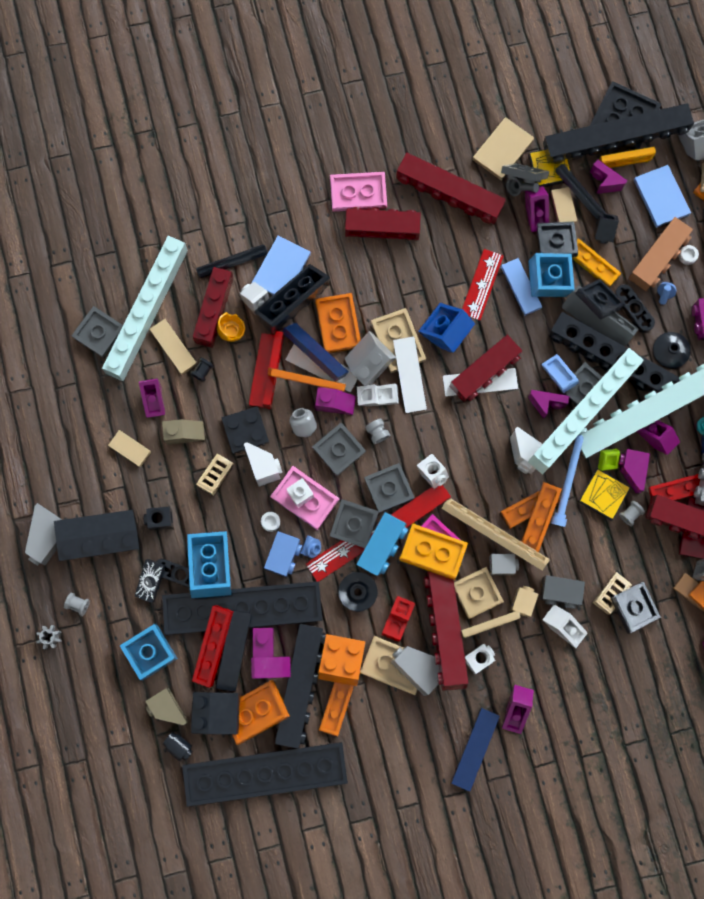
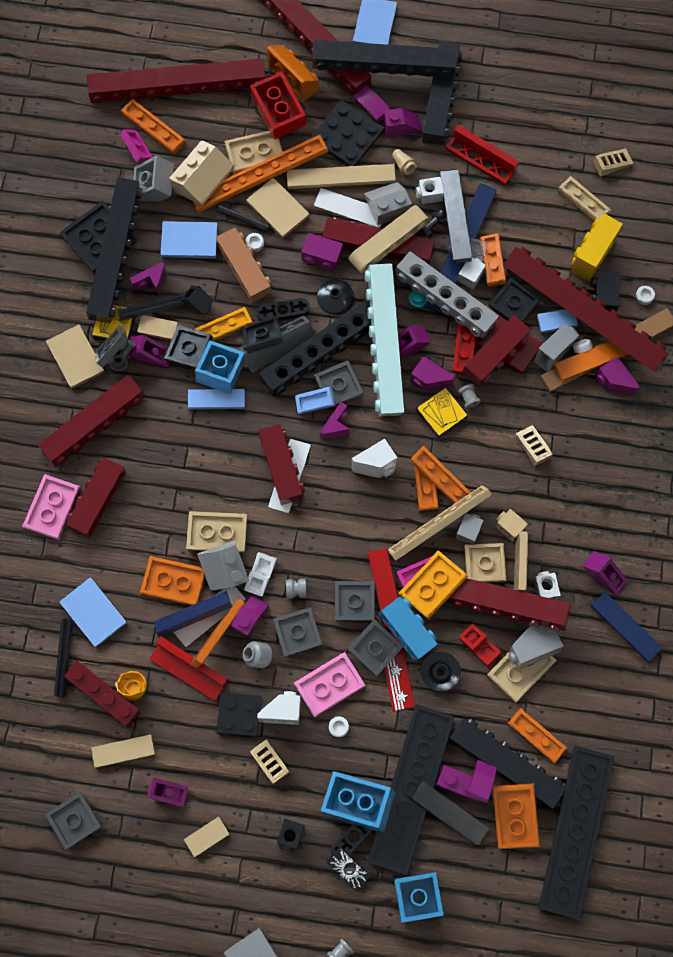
camera: 65 degrees left, 5 degrees down
(96, 535) = (282, 904): black slope -> none
(145, 308) = (72, 762): light aqua brick -> none
(165, 708) = (478, 903): dark tan slope -> none
(178, 746) = (519, 905): black brick -> none
(183, 431) = (214, 775): dark tan slope -> none
(202, 369) = (160, 731): black bush -> none
(212, 646) = (437, 831): red plate -> none
(215, 713) = (502, 854): black slope -> none
(254, 296) = (111, 649): white slope -> none
(282, 554) = (376, 727): medium blue brick -> none
(292, 298) = (130, 613): black slope -> none
(300, 493) = (325, 685): white brick -> none
(311, 547) = (380, 698): medium blue plate -> none
(341, 660) = (499, 713): orange brick -> none
(409, 374) = (255, 535): white sticker -> none
(429, 465) = (349, 553): white brick -> none
(447, 327) = (224, 482): blue slope -> none
(482, 284) = (197, 433): red sticker -> none
(559, 517) = (446, 459): light blue piece -> none
(562, 591) = (514, 487): dark grey brick -> none
(565, 625) = (546, 498): white slope -> none
(585, 411) = (364, 392): light aqua brick -> none
(609, 459) = (413, 393): lime tile -> none
(628, 157) = (139, 252): light orange tile -> none
(635, 607) = (555, 431): tile -> none
(666, 291) = (280, 275): medium blue plate -> none

